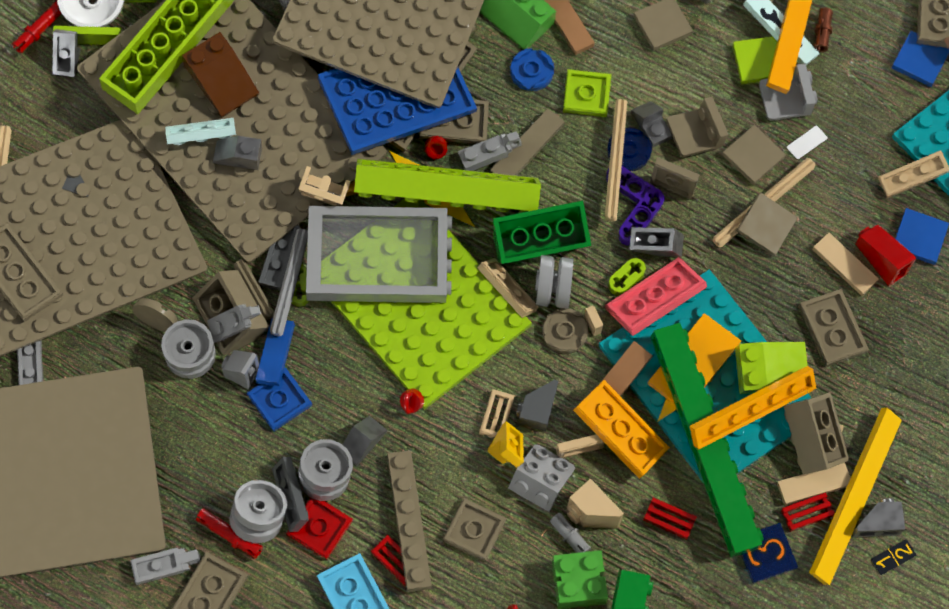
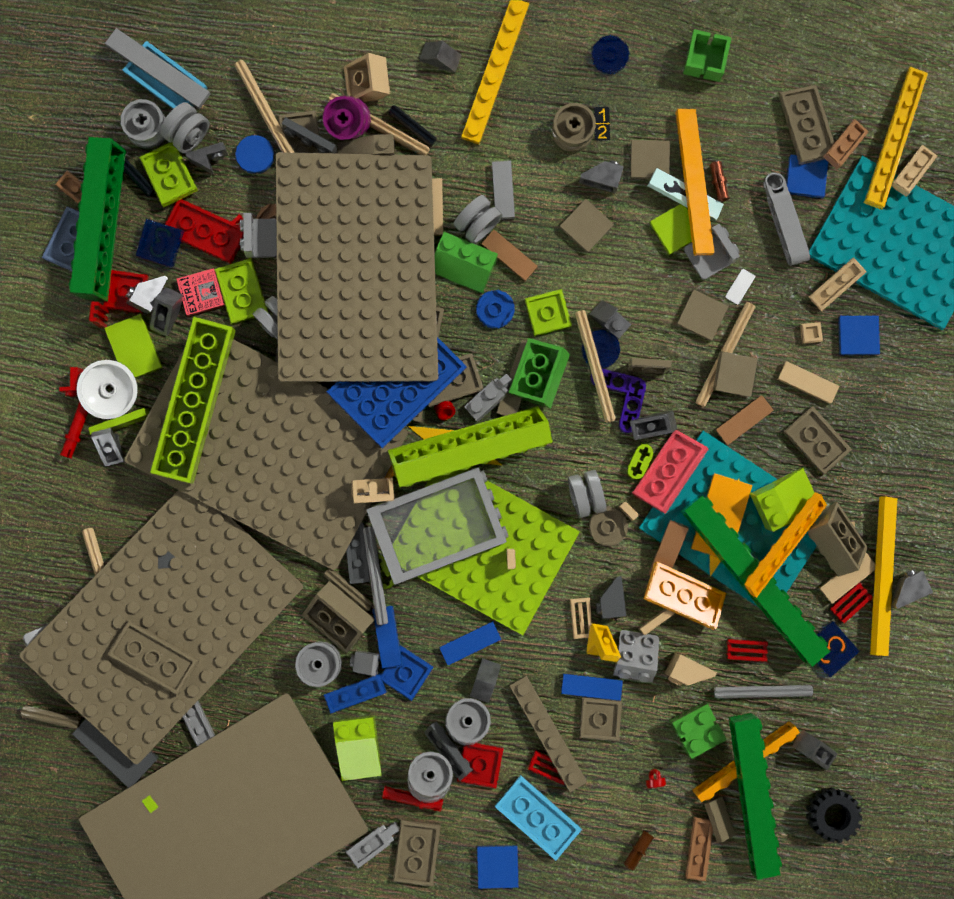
camera: 20 degrees left, 15 degrees up
(153, 315) = (280, 646): dark tan tile -> none
(192, 454) = (357, 747): none -> lime slope
(200, 131) = (251, 479): light aqua plate -> none
(214, 398) = (355, 693): none -> blue tile
(220, 74) = (247, 423): reddish brown slope -> none
(232, 321) = (345, 631): light grey hinge -> none
(238, 152) = (289, 485): flat silver slope -> none
(363, 394) = (470, 643): none -> blue tile
(411, 401) = (511, 635): red tile -> none
(443, 317) = (511, 563): none -> tan tile
(478, 491) = (591, 687): none -> blue tile
(508, 287) = (549, 509): tan tile -> none
(541, 232) = (561, 457): green slope -> none
(553, 145) = (539, 372): none -> bright green slope
(569, 533) = (676, 695): light grey axle -> none
(671, 569) = (763, 691): none -> light grey axle
(698, 129) = (650, 312): dark tan bracket -> none
(759, 276) = (744, 420): none -> medium nougat tile
(867, 215) = (811, 333): none -> tan tile
(881, 91) = (786, 219): none -> light grey piece
(885, 254) = (838, 364): red slope -> none
(893, 557) = (928, 612): black sticker -> none

